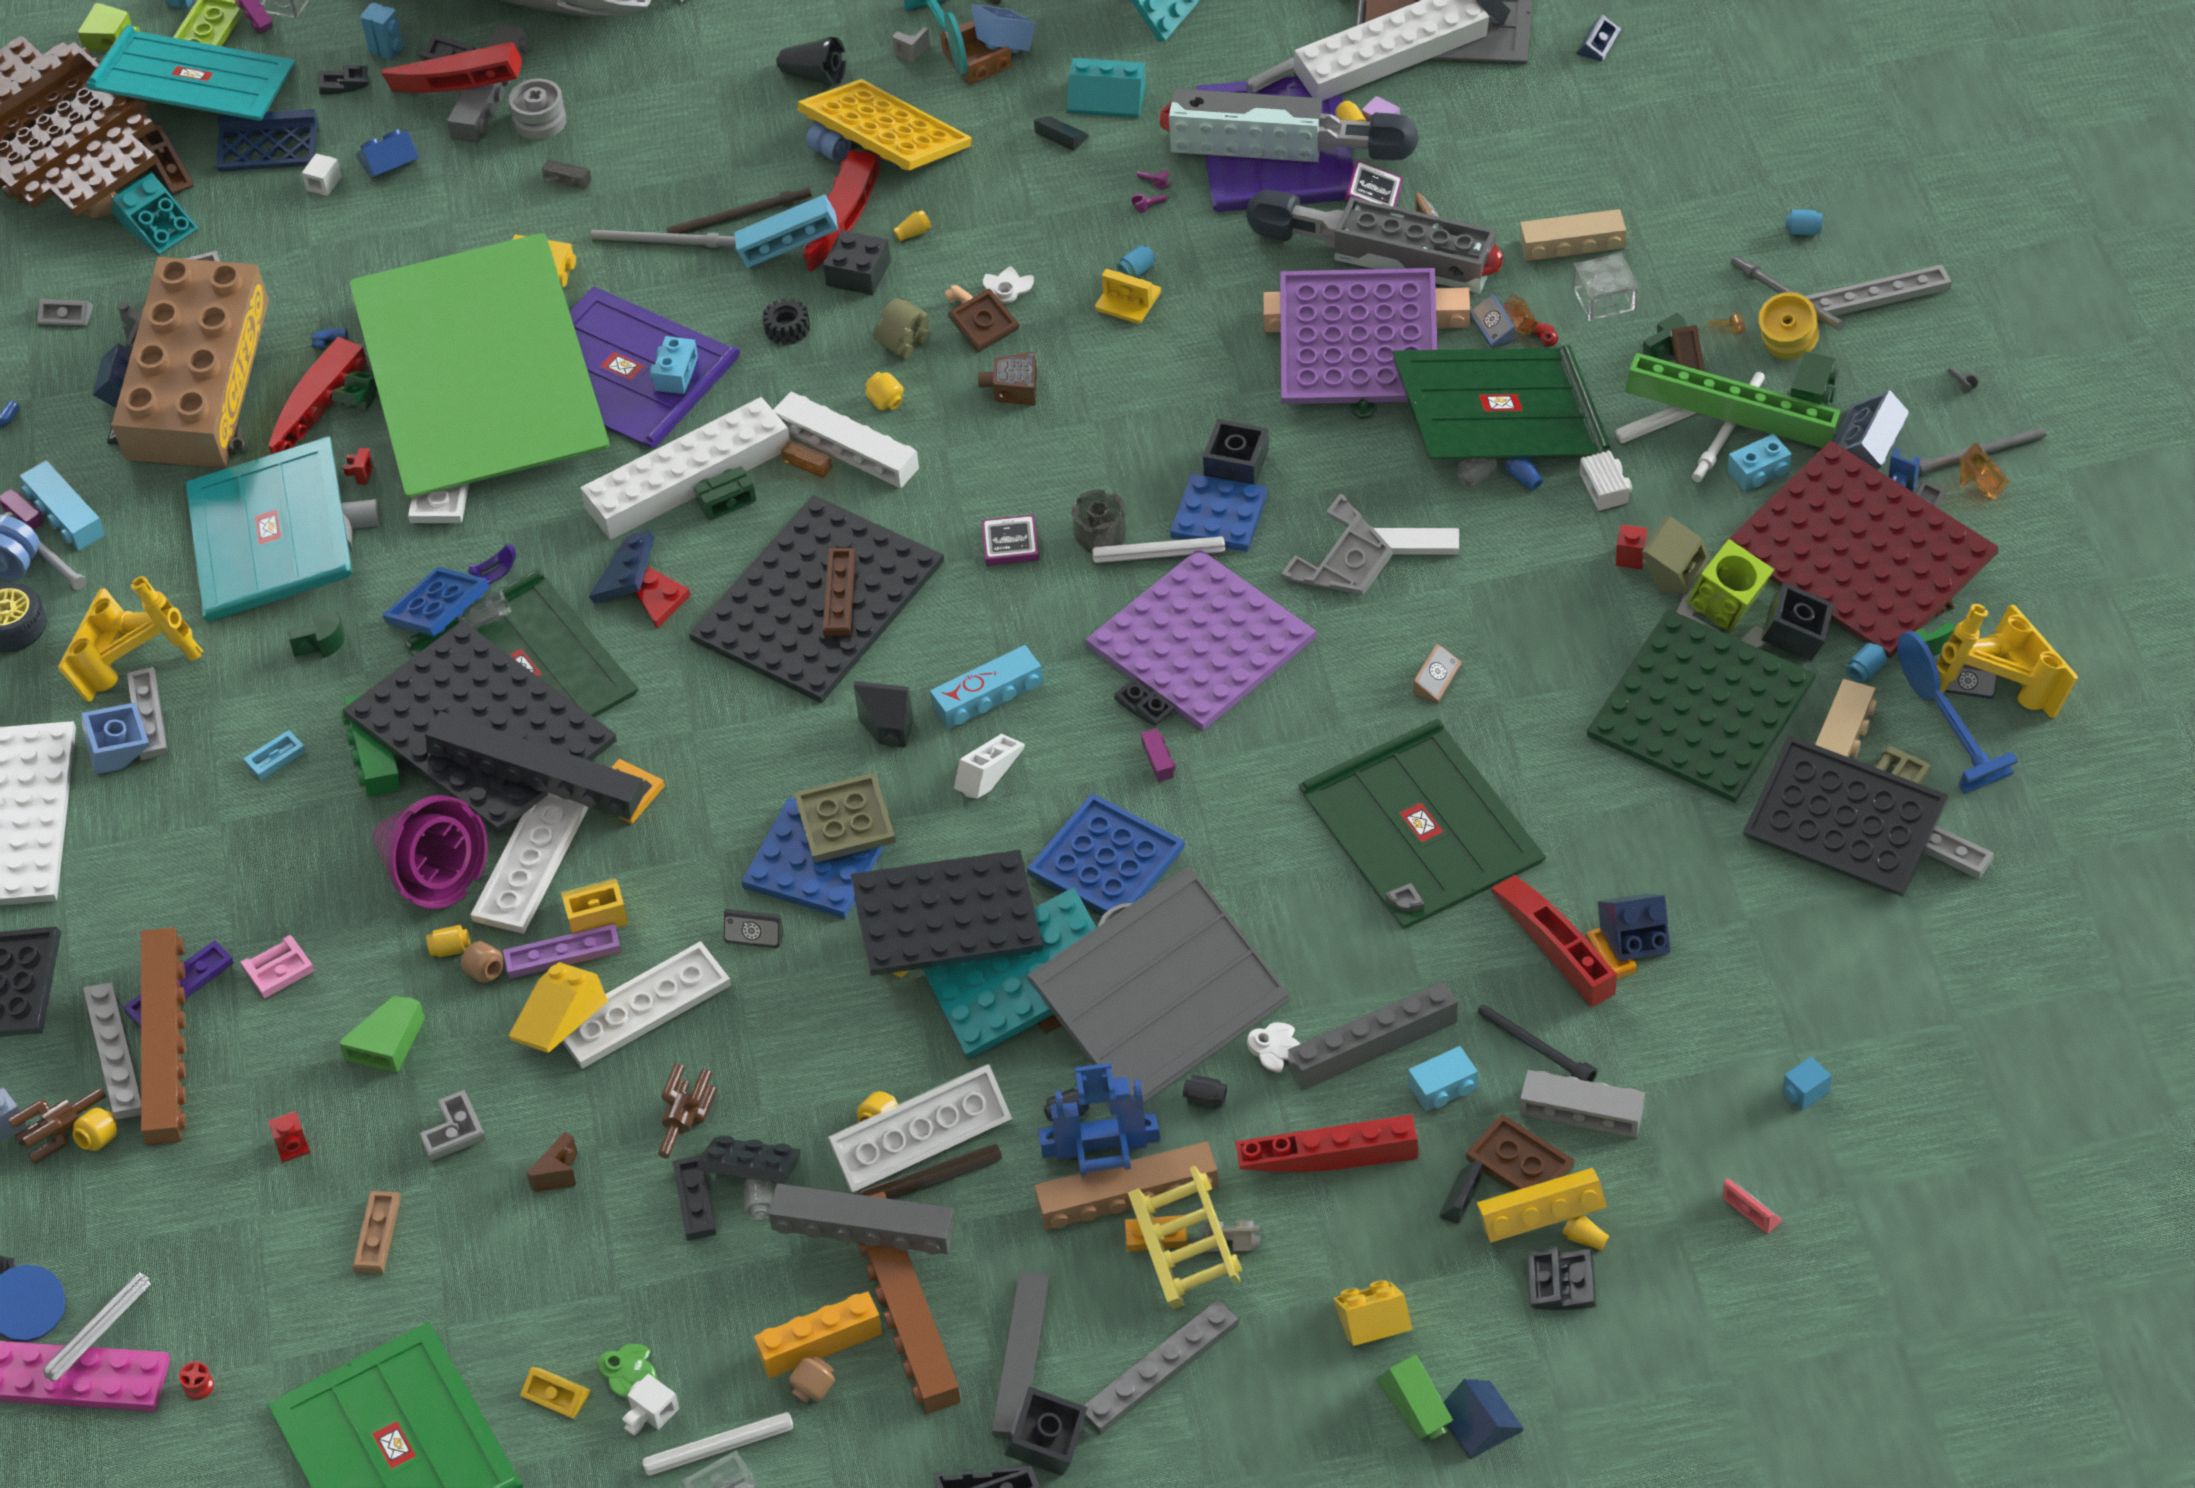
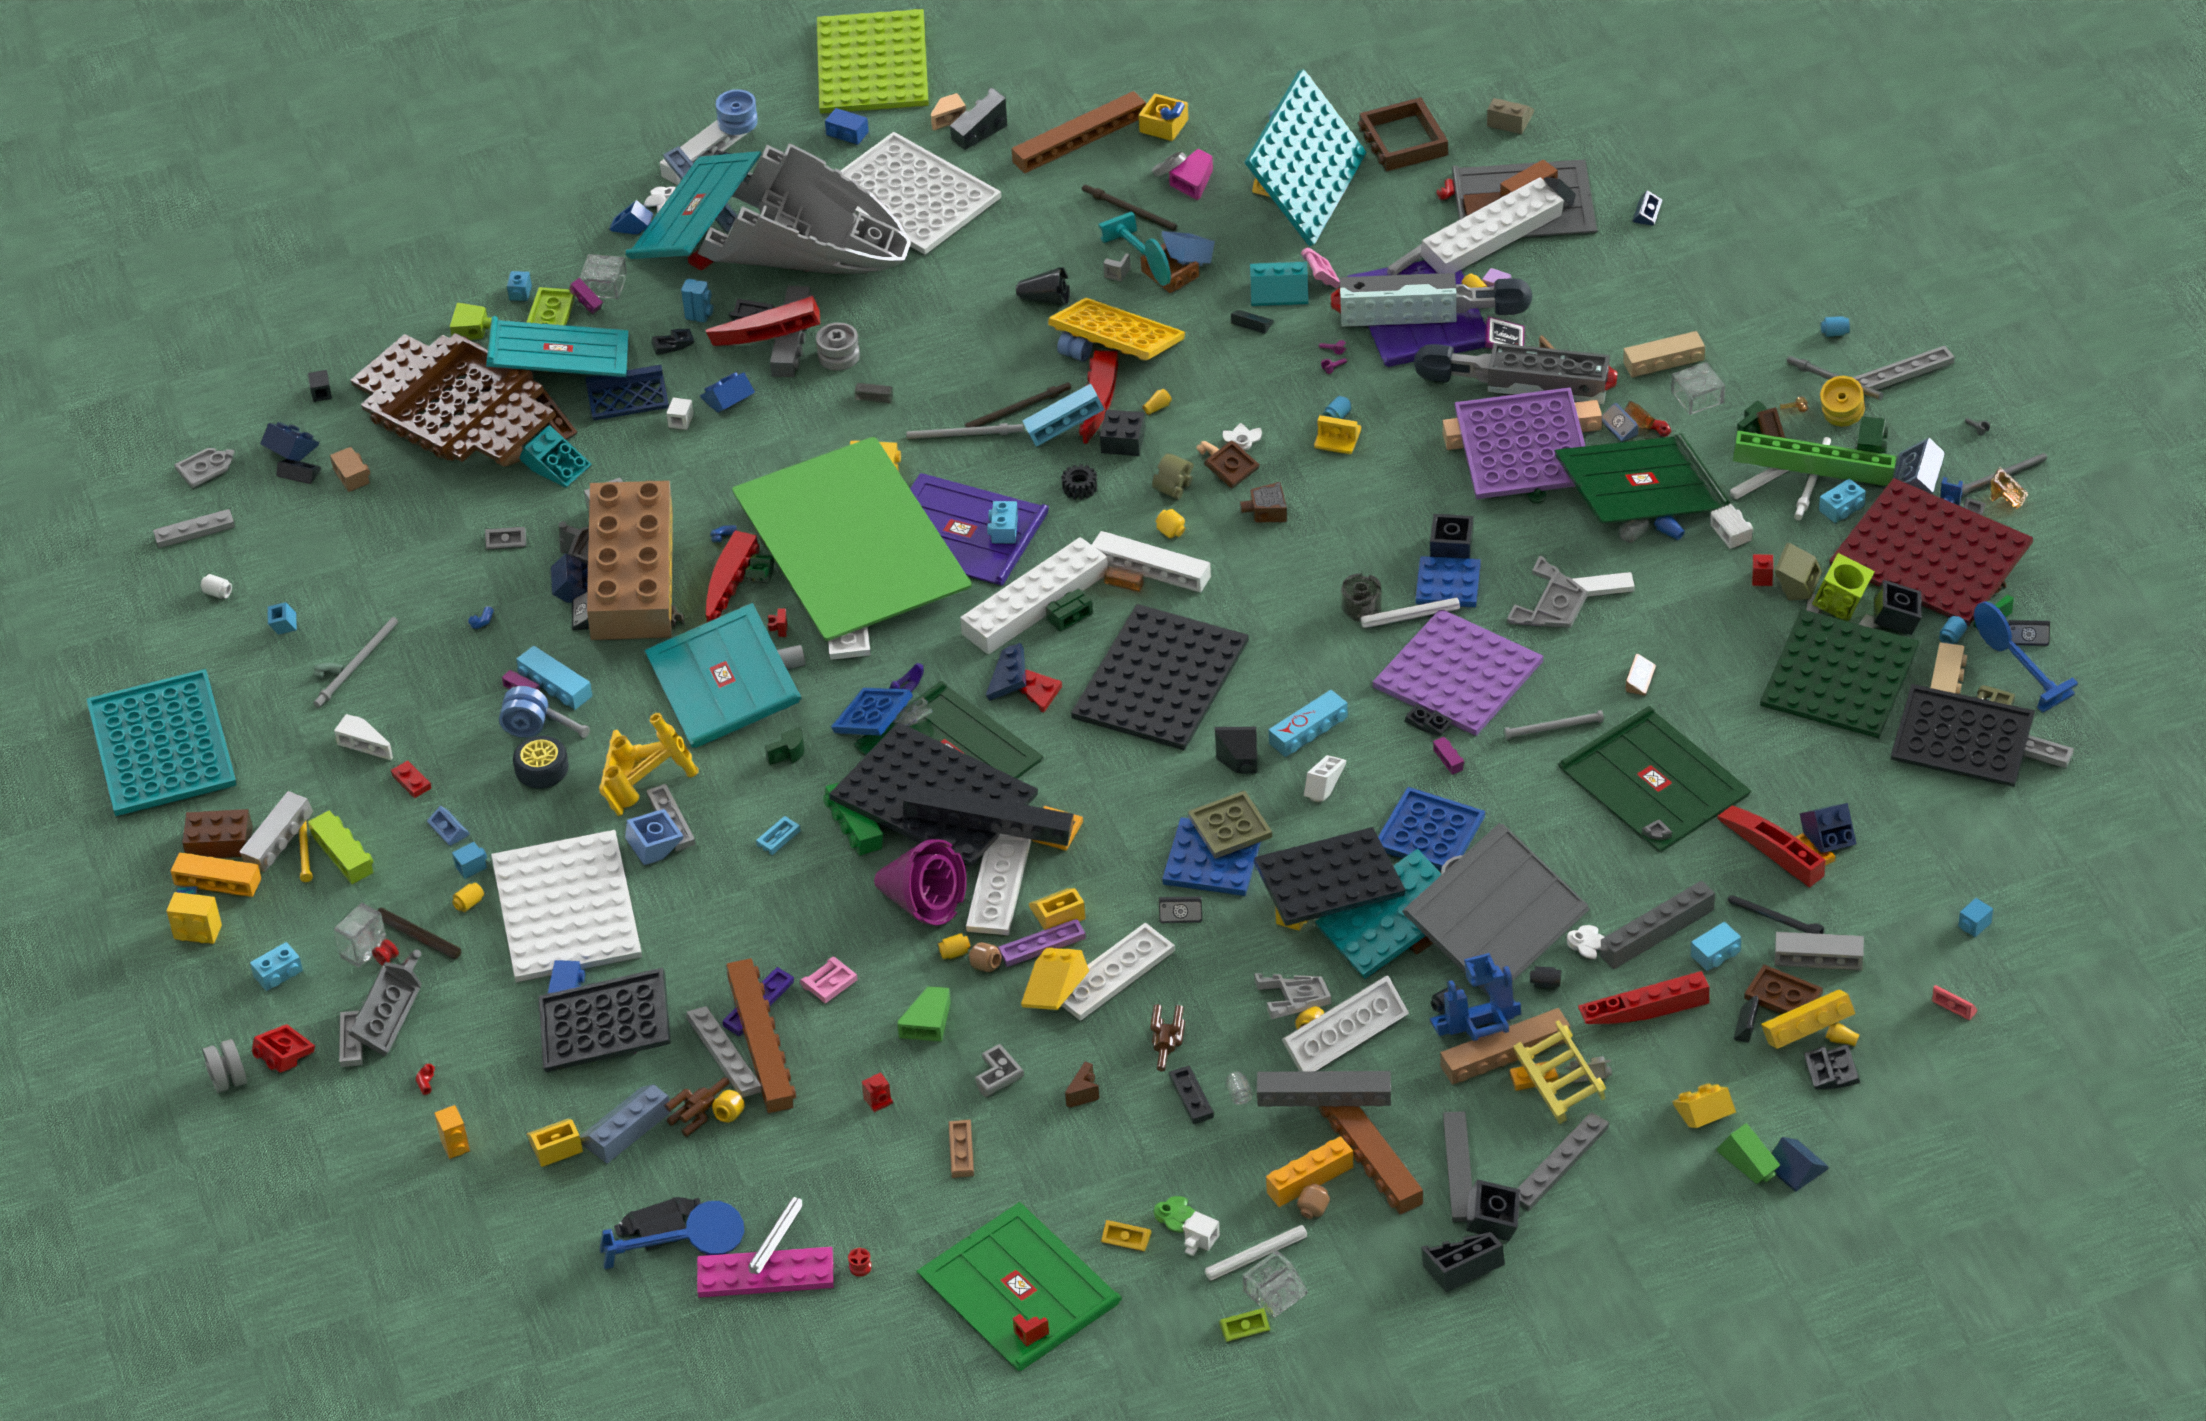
camera: 10 degrees left, 5 degrees down
(749, 1159) = (1225, 1062): black plate -> none
(839, 592) = (1179, 669): reddish brown tile -> none
(875, 1071) = (1299, 993): none -> light grey wing
(937, 1172) = (1369, 1053): dark brown axle -> none
(1010, 539) = (1295, 619): tile -> none
(1162, 70) = (1321, 267): none -> bright pink plate
(1306, 729) = (1554, 724): none -> light grey bar
(2011, 652) = (2060, 609): yellow plate -> none

